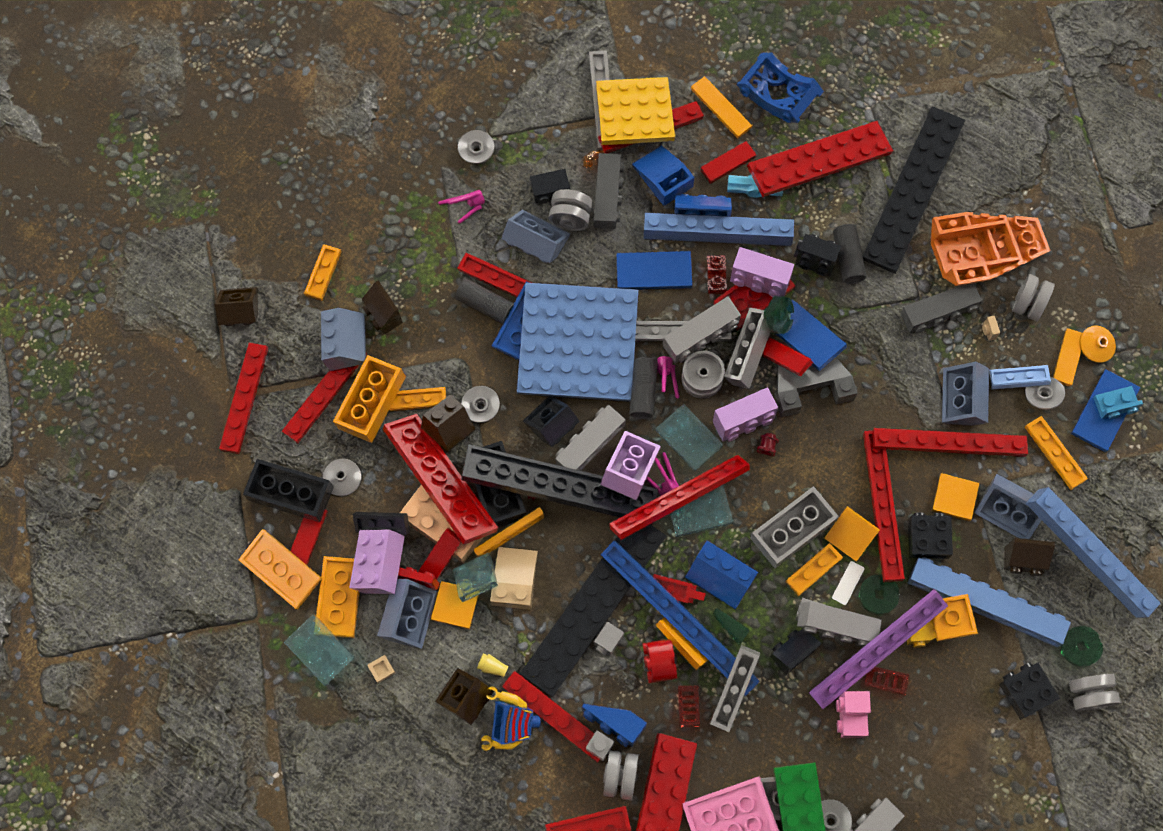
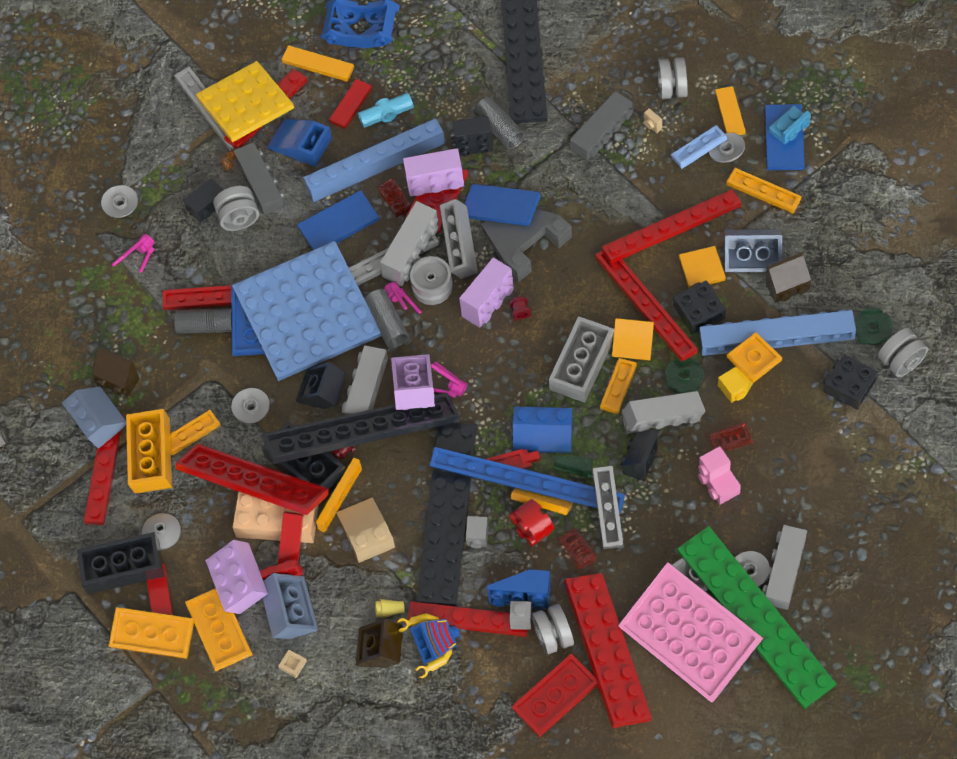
camera: 25 degrees left, 10 degrees down
(243, 398) = (31, 513): red plate -> none
(319, 649) = (227, 676): clear light blue plate -> none
(322, 272) = (41, 374): light orange tile -> none
(381, 521) = (211, 546): black plate -> none
(447, 423) = (231, 434): dark brown slope -> none
(451, 609) = (326, 578): light orange tile -> none
(475, 577) = (331, 543): clear light blue plate -> none
(535, 236) = (216, 247): sand blue slope -> none
(679, 497) = (469, 385): red plate -> none
(689, 437) = (449, 337): clear light blue plate -> none
(702, 205) = (349, 147): blue slope -> none
(703, 513) = (493, 390): clear light blue plate -> none
(779, 315) = (468, 198): clear green plate -> none
(786, 357) = (494, 229): red tile -> none
(819, 158) = (428, 61): red plate -> none
(848, 583) = (653, 380): white sticker -> none
(878, 649) = (708, 413): medium lavender plate -> none
(965, 394) = (662, 183): sand blue slope -> none
(984, 246) = (607, 60): orange wedge -> none
(1092, 347) = (747, 89): light orange dish -> none
(1093, 553) = (837, 246): medium blue brick -> none

